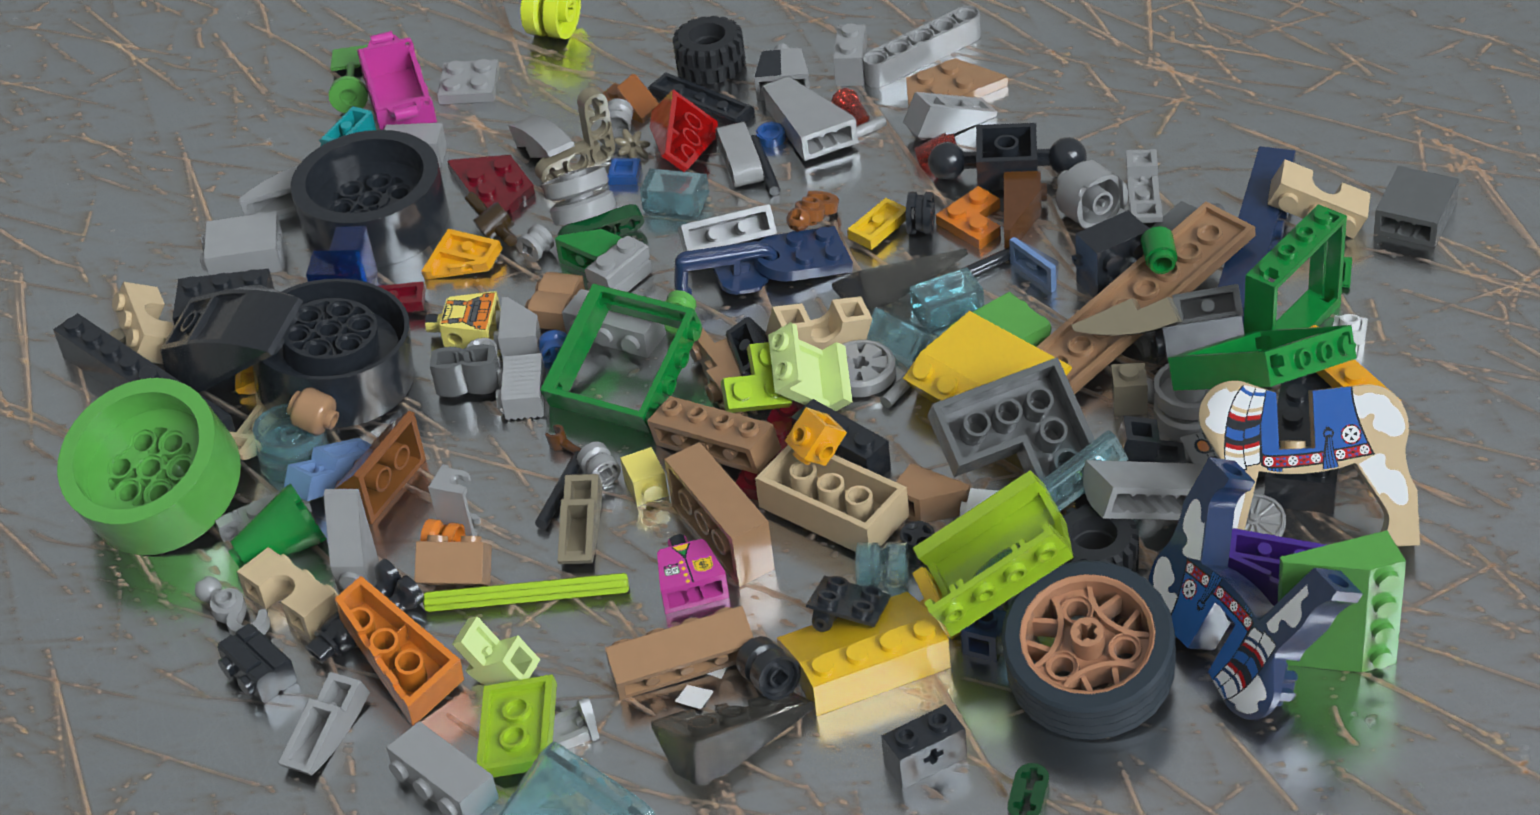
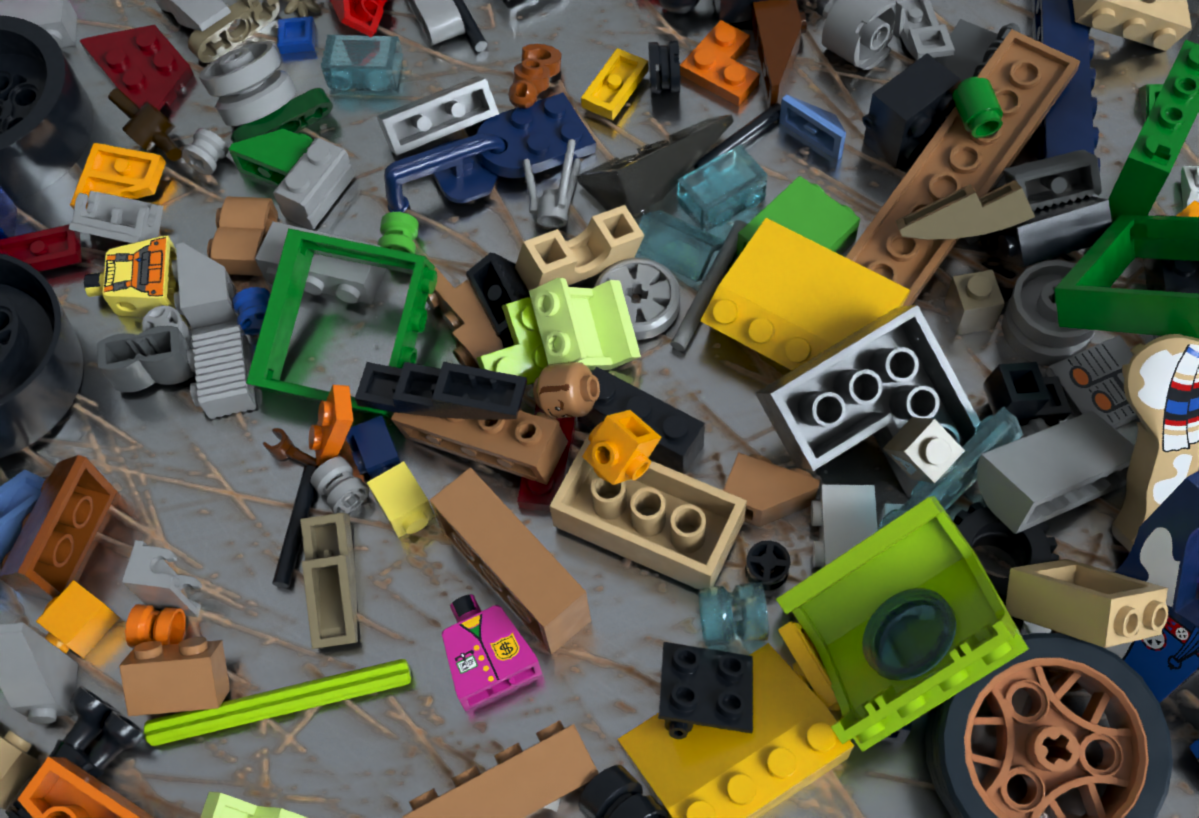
camera: 10 degrees left, 20 degrees up
(389, 526) = (76, 620): none -> light orange brick
(455, 279) = (116, 217): none -> light grey hinge
(603, 412) = (333, 424): none -> orange plate
(627, 437) = (372, 447): none -> dark blue brick
(690, 398) = (442, 393): none -> black slope
(783, 403) = (566, 390): none -> medium nougat head
(808, 294) = (554, 203): none -> light grey plant
(1044, 454) = (923, 449): none -> brick
(1140, 550) = (1087, 602): none -> tan window

